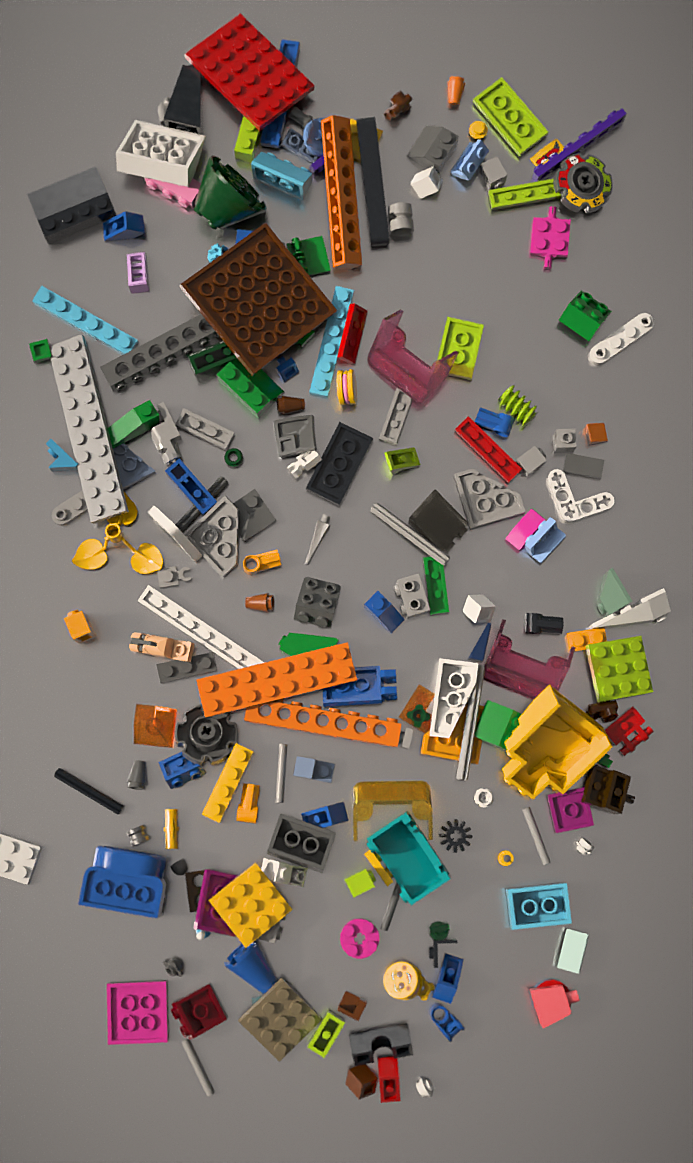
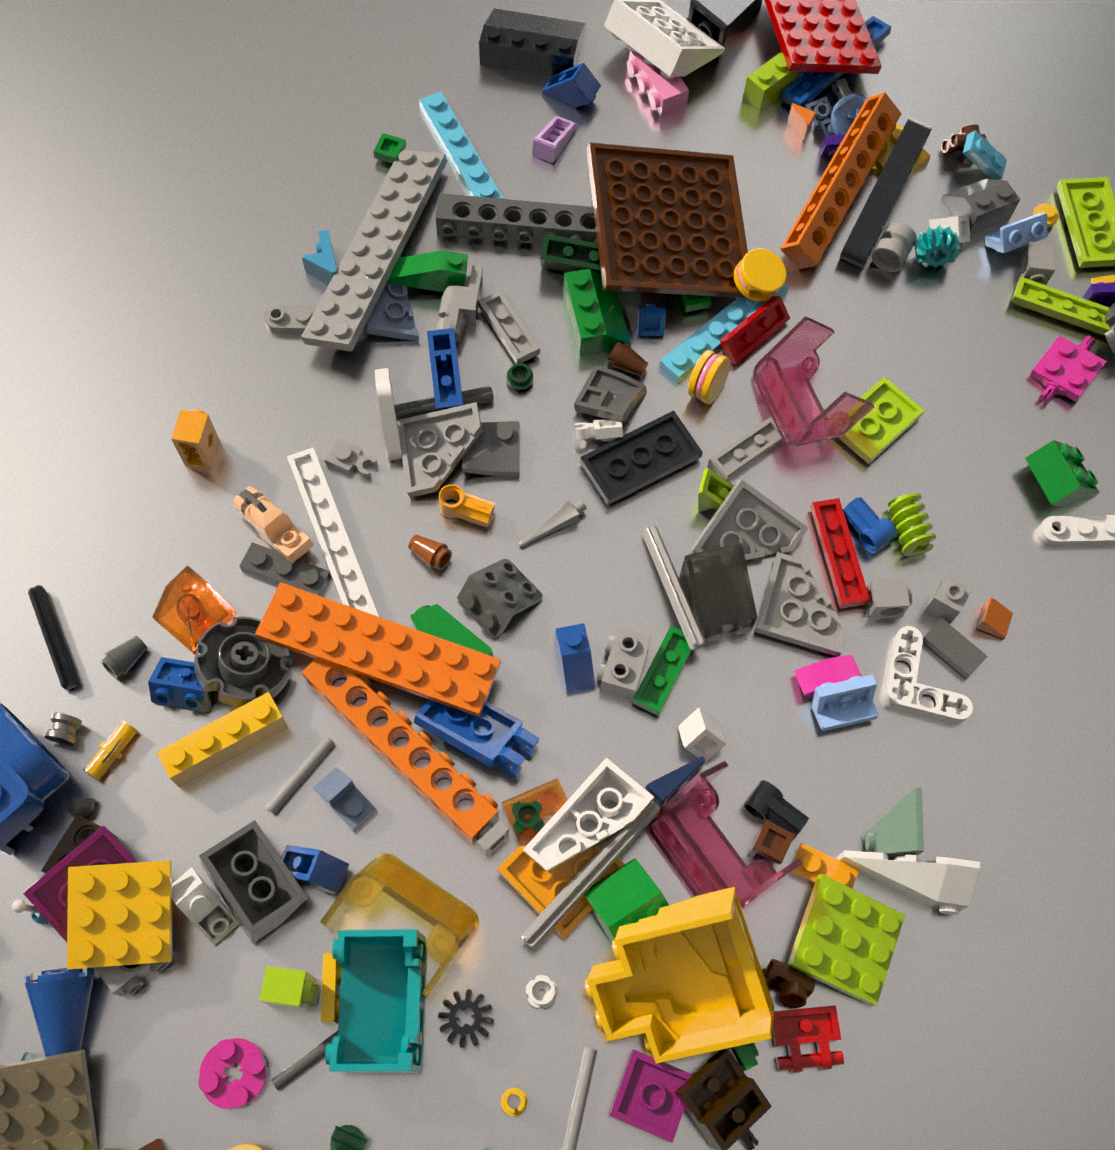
camera: 30 degrees right, 15 degrees down
(91, 554) = (279, 377): yellow plant -> none
(226, 196) = (703, 110): dark green cone -> none
(248, 807) = (222, 791): light orange piece -> none
(281, 174) = (783, 132): medium azure slope -> none
(286, 154) = (801, 120): none -> orange slope
(310, 254) = (762, 226): green hinge -> none
(334, 298) = (760, 274): none -> yellow head
(417, 111) = (984, 156): none -> medium azure plate
(427, 203) = (937, 247): none -> teal gear
(429, 470) = (752, 521): none -> light grey plate
(455, 89) = (1044, 161): orange cone -> none
(551, 644) = (771, 842): none -> reddish brown panel

